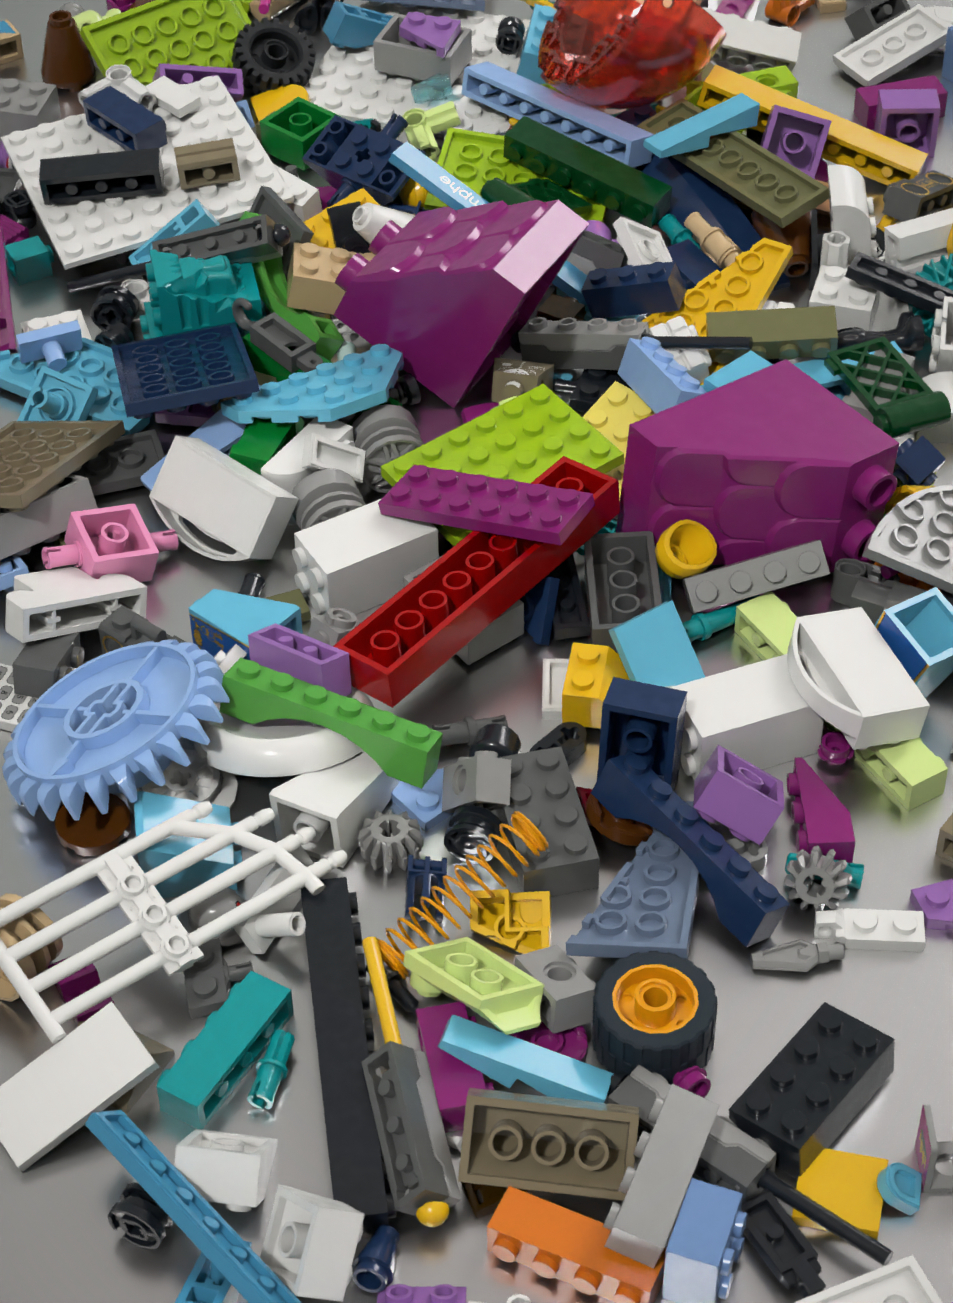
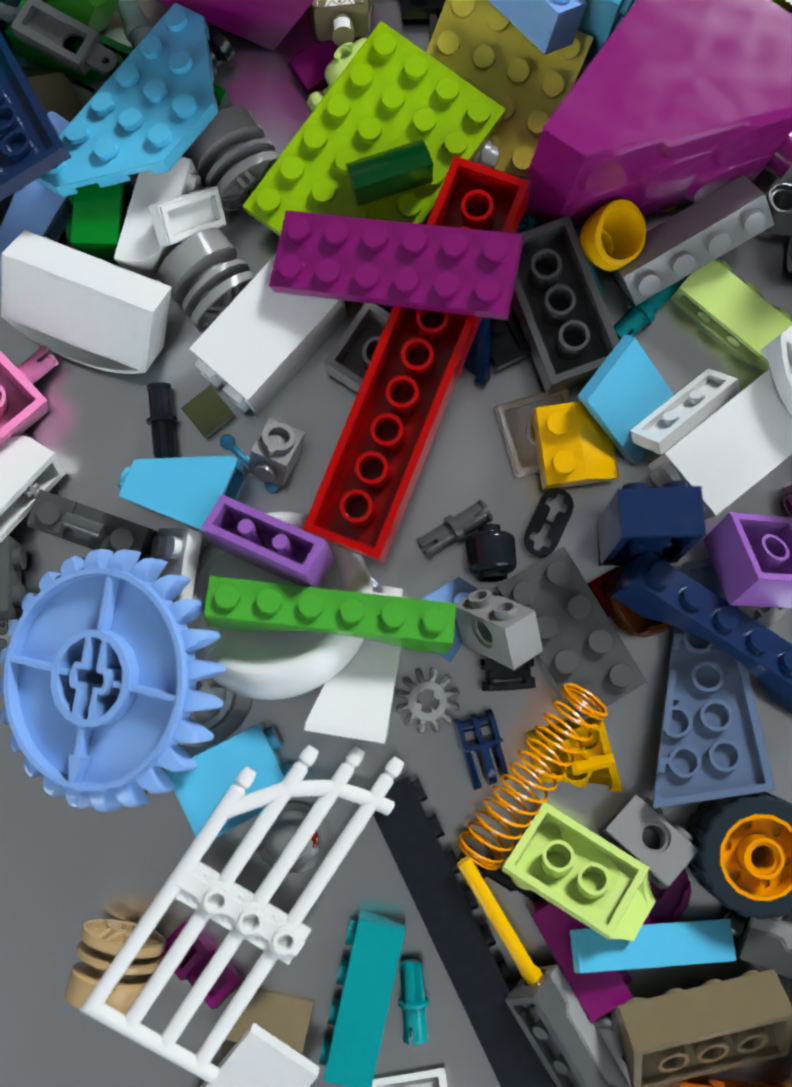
camera: 15 degrees left, 40 degrees up
(210, 979) = (322, 917): dark grey plate -> none
(277, 919) = (339, 815): white piece -> none
(509, 460) = (390, 172): none -> dark green brick

